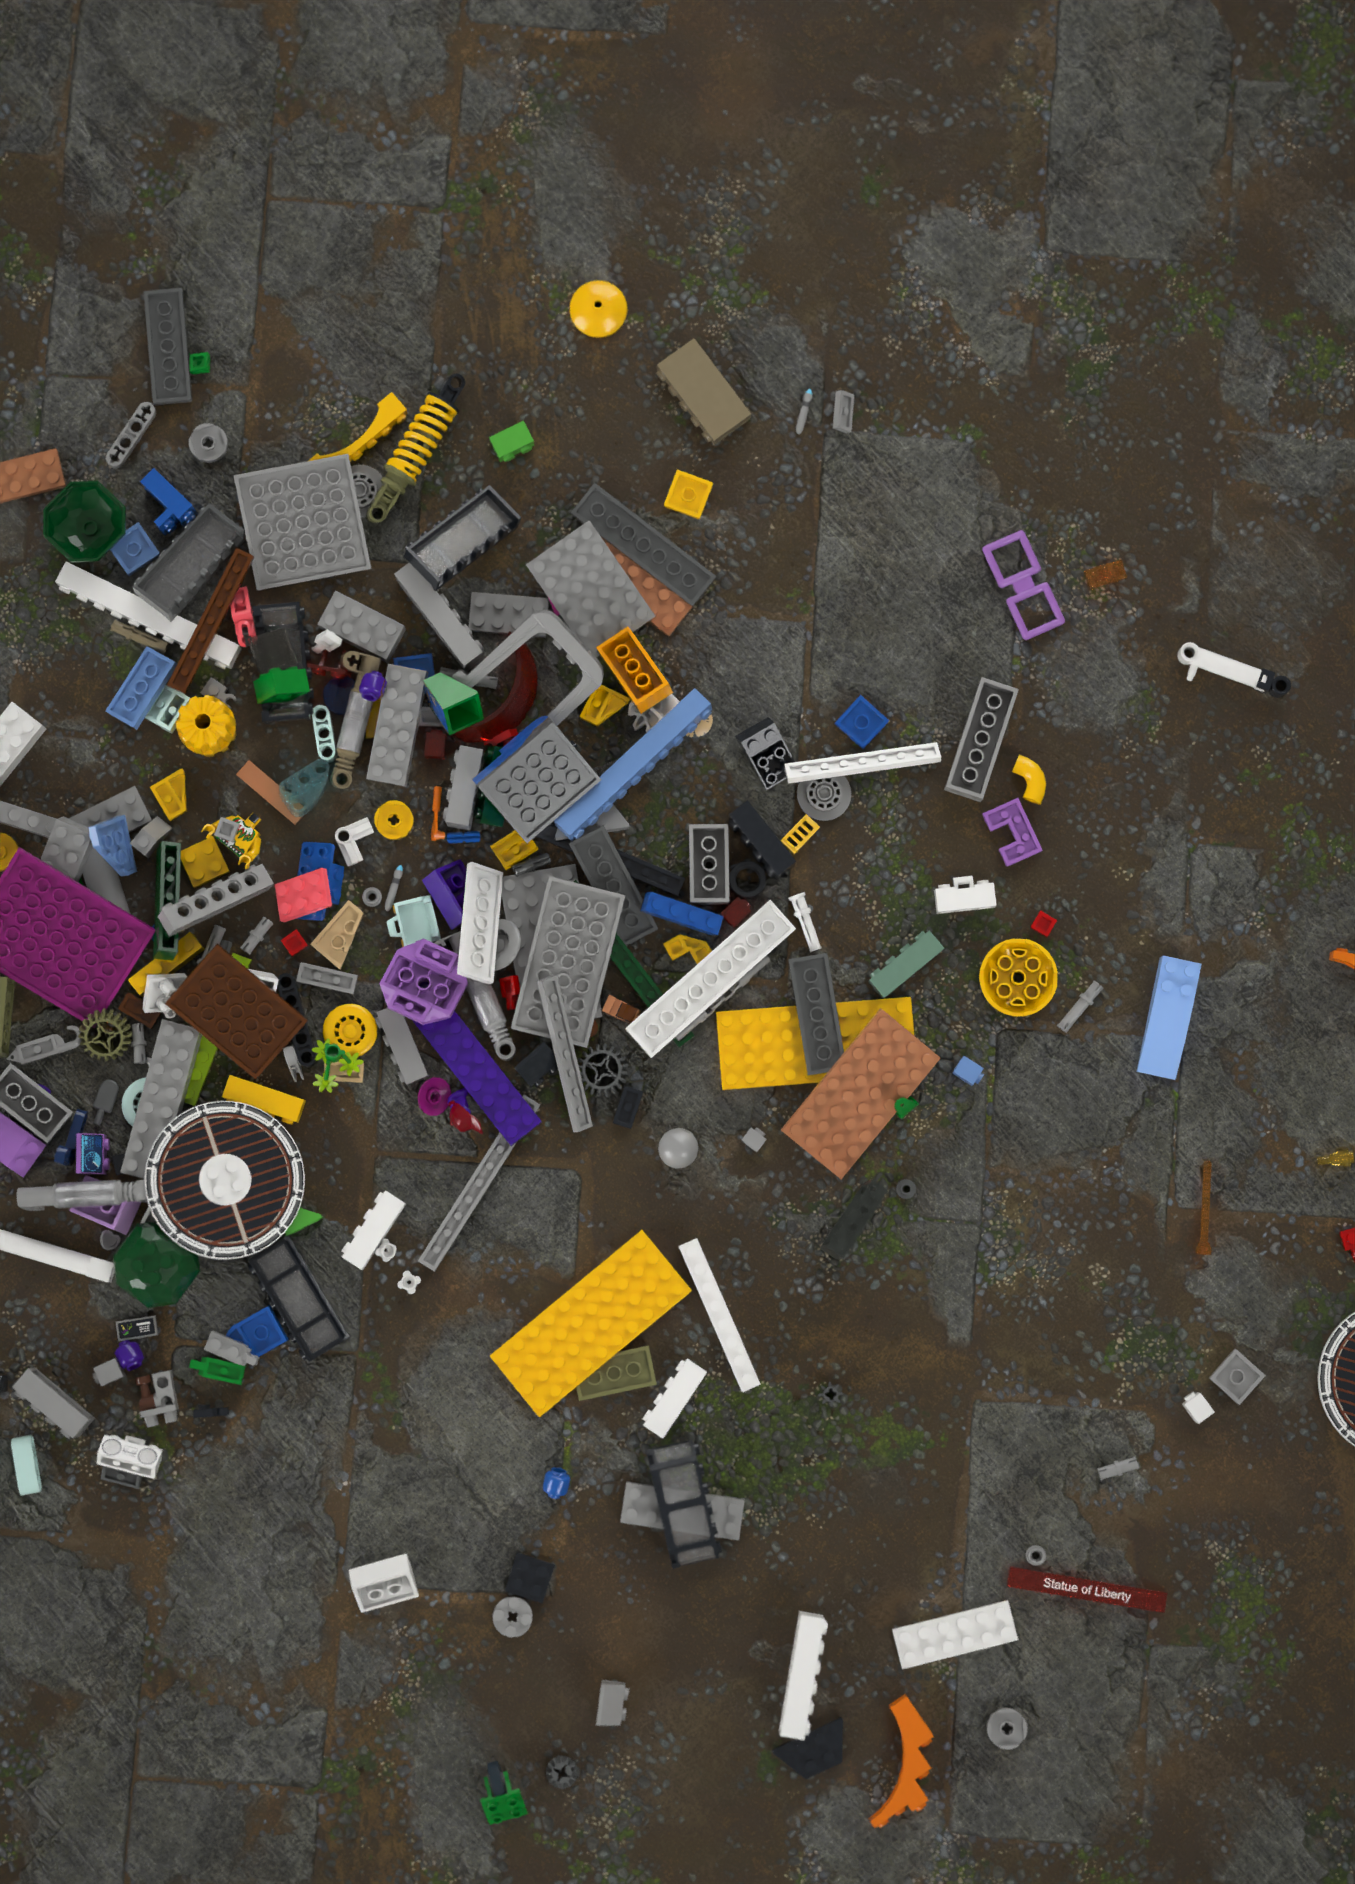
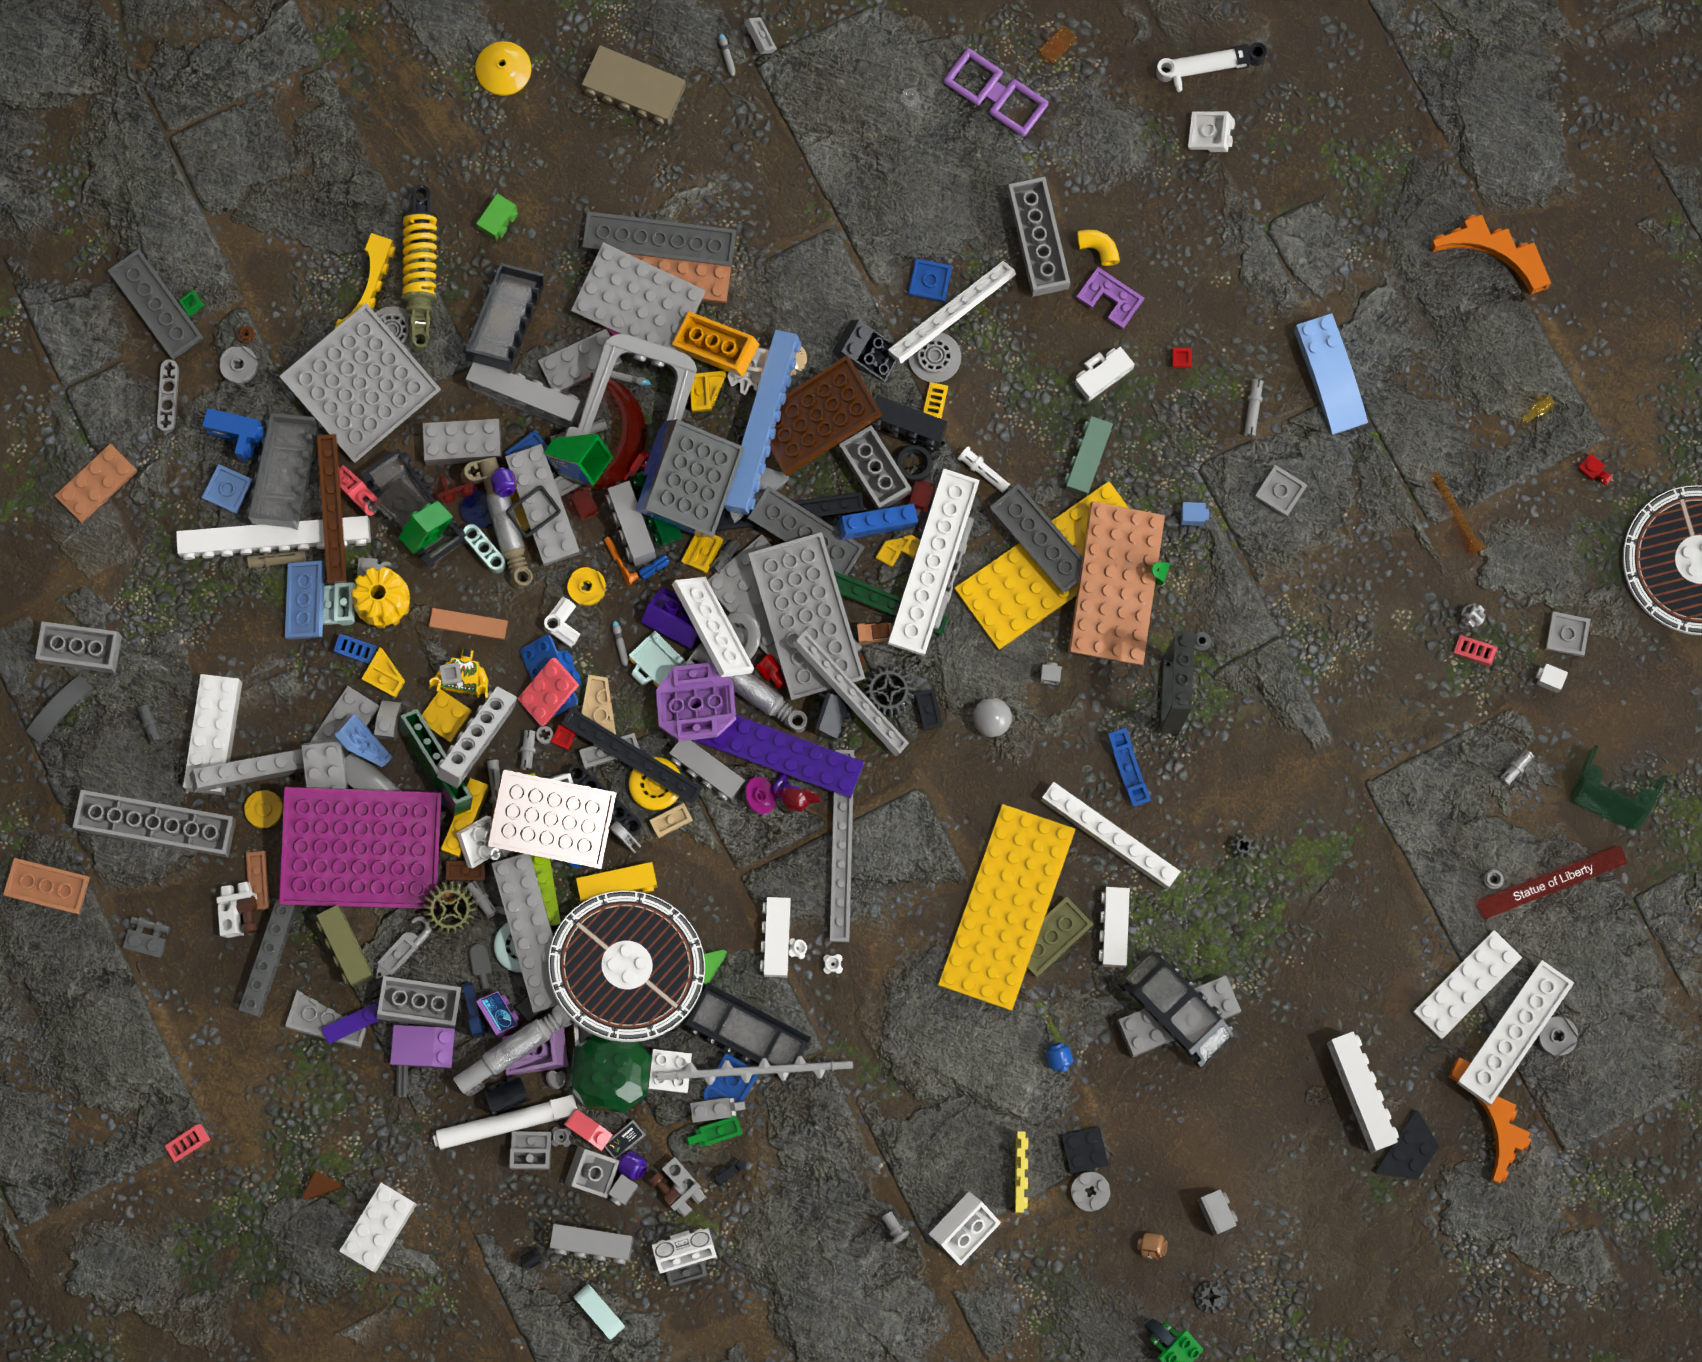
camera: 30 degrees left, 5 degrees down
(50, 1290) = (530, 1150): none -> light grey brick
(57, 1229) = (507, 1095): none -> black slope
(79, 1293) = (556, 1134): none -> light grey plate
(84, 521) = (174, 487): dark green rock -> none
(91, 1340) = (592, 1172): none -> light grey slope
(109, 1302) = (588, 1129): none -> coral slope
(151, 742) = (341, 638): none -> blue slope
(209, 1293) = (667, 1062): none -> white plate
(230, 424) = (246, 339): none -> reddish brown plate
(274, 1335) = (746, 1072): none -> light grey plant
(275, 934) = (539, 732): none -> light grey bush
(307, 793) = (499, 607): clear light blue beam -> none
(323, 1546) = (894, 1227): none -> light grey pin
(326, 640) = (440, 469): white plate -> none
(331, 1053) = (655, 805): lime plant -> none
(342, 995) = (632, 756): none -> black plate
(367, 892) = (606, 655): light grey plate -> none
(405, 740) = (544, 522): none -> black piece
(457, 1572) = (1021, 1164): none -> light yellow wing
(537, 1697) = (1152, 1246): none -> medium nougat head
(542, 654) = (629, 378): none -> light grey piece
(688, 494) = (672, 176): yellow plate -> none
(689, 789) = (822, 415): none -> reddish brown plate
(772, 1264) = (1128, 767): none -> blue slope
(943, 539) = (910, 92): none -> clear plate
(969, 1704) = (1515, 1033): none -> white plate
(1032, 963) = (1190, 394): yellow brick -> none
(1058, 1096) = (1281, 491): none -> light grey plate
(1139, 1346) = (1477, 644): none -> coral slope
(1162, 1309) = (1473, 615): none -> light grey gear
(1167, 1533) = (1609, 803): none -> clear green windscreen
(1195, 733) = (1211, 131): none -> white plate

